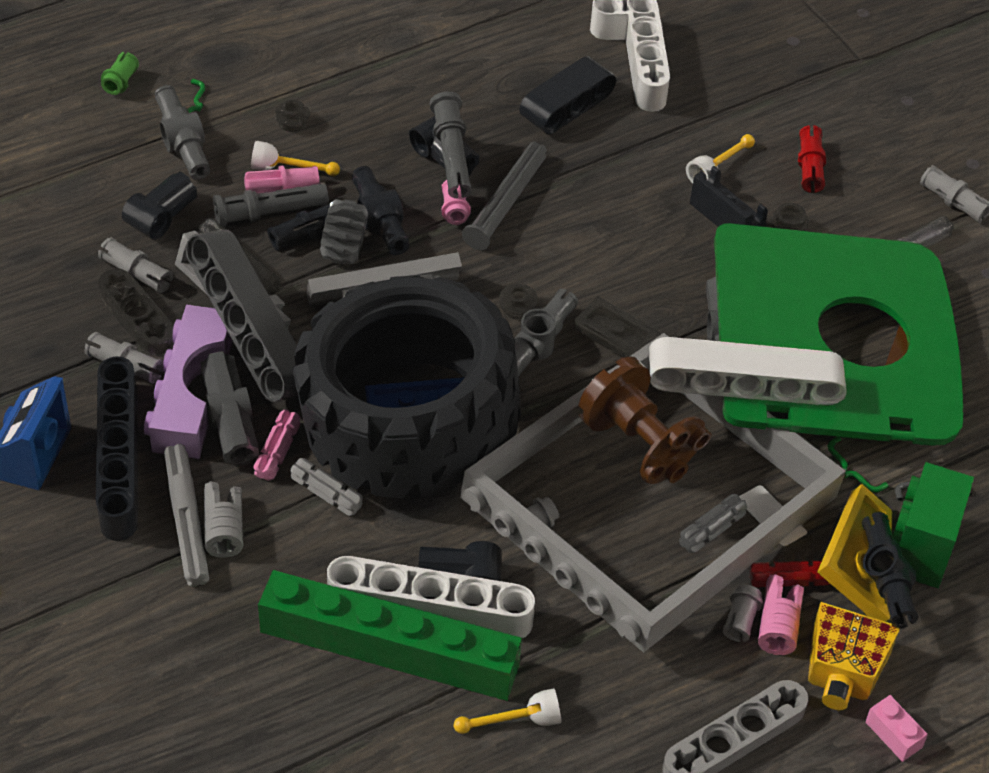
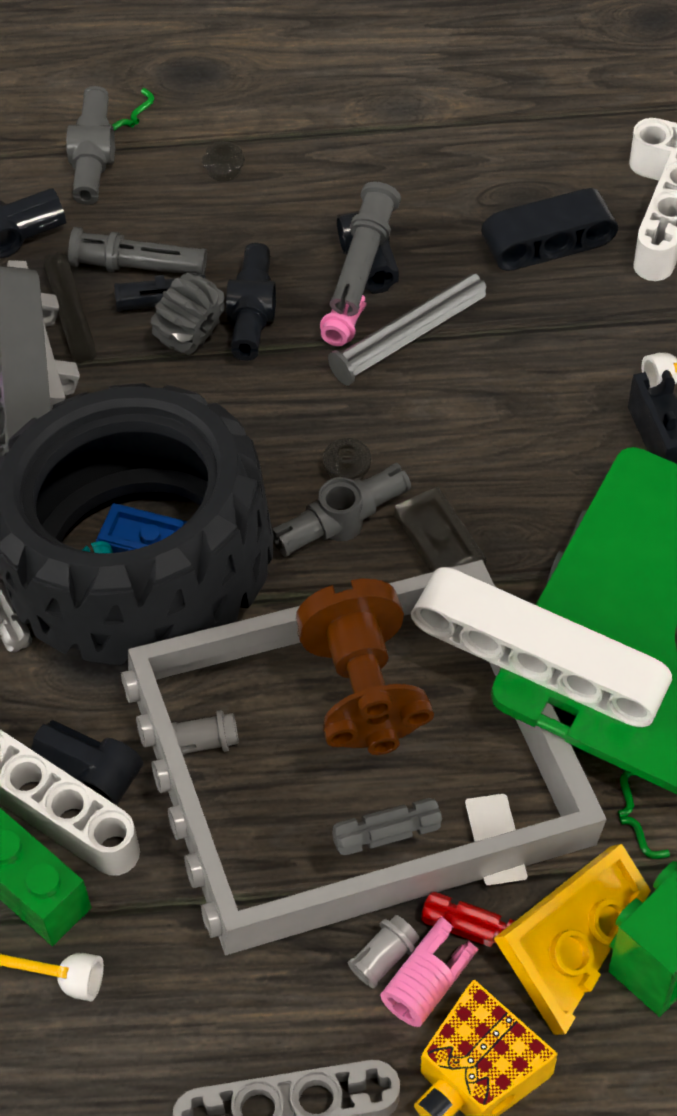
camera: 30 degrees right, 5 degrees up
(116, 78) = (59, 64): bright green pin -> none
(266, 158) = (163, 200): hinge -> none
(280, 179) = (164, 230): bright pink axle -> none
(334, 287) = (243, 389): light grey hinge -> none
(889, 570) = (583, 974): black pin -> none

